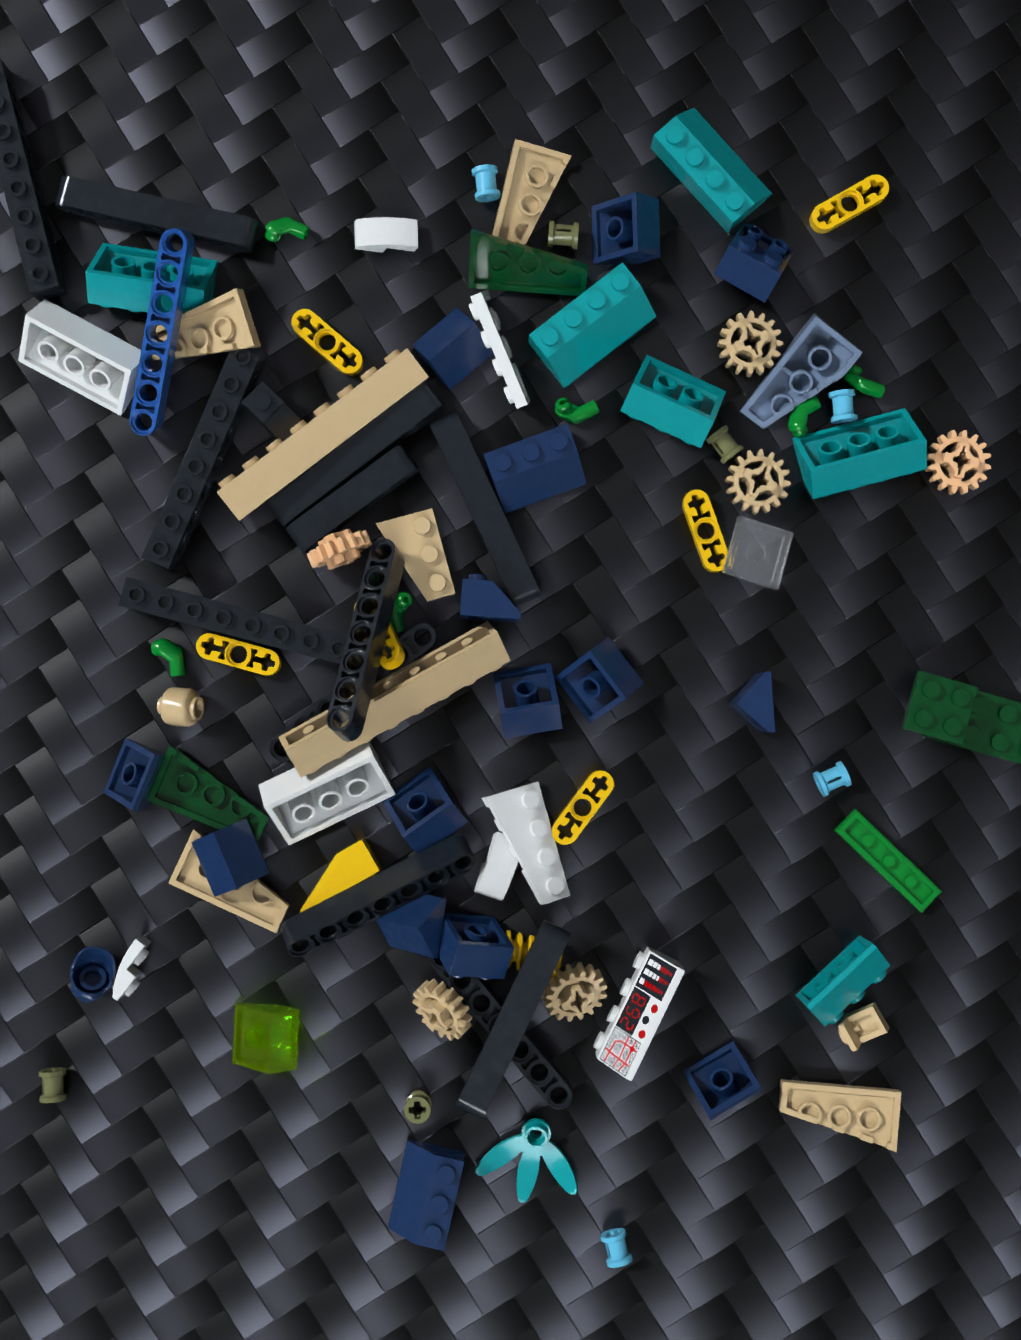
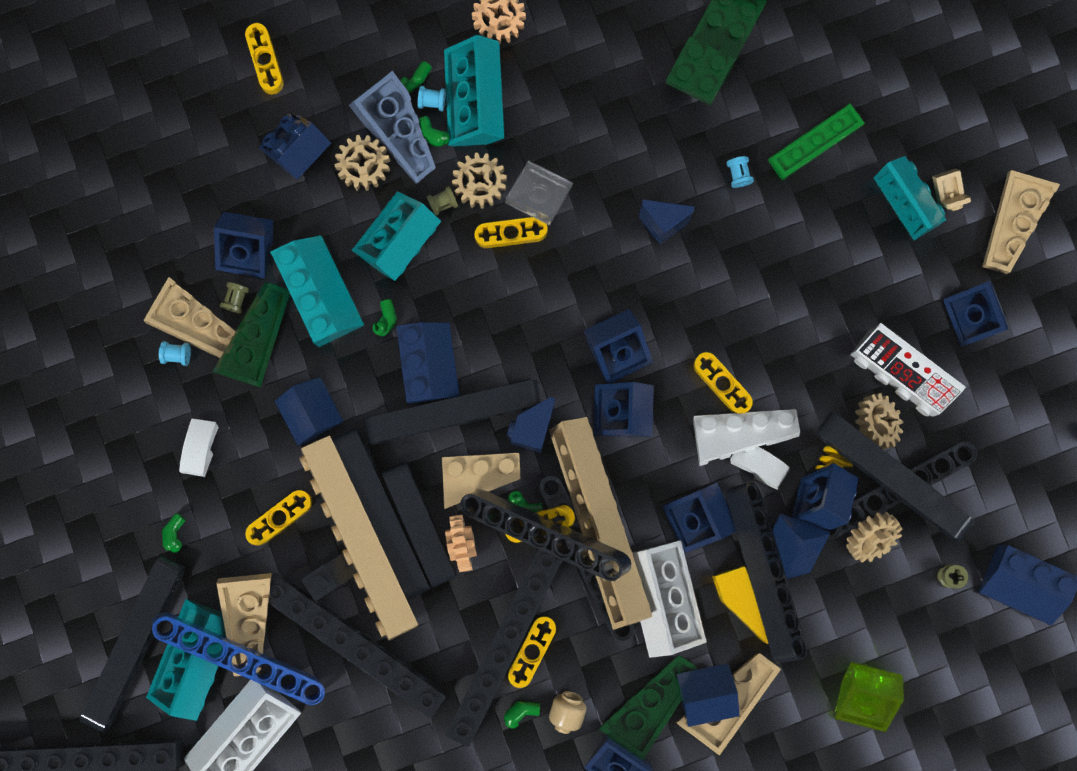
camera: 70 degrees left, 5 degrees down
(515, 389) = (309, 374): white wing -> none
(533, 1147) = (1003, 486): teal plant -> none
(709, 168) = (208, 165): teal slope -> none

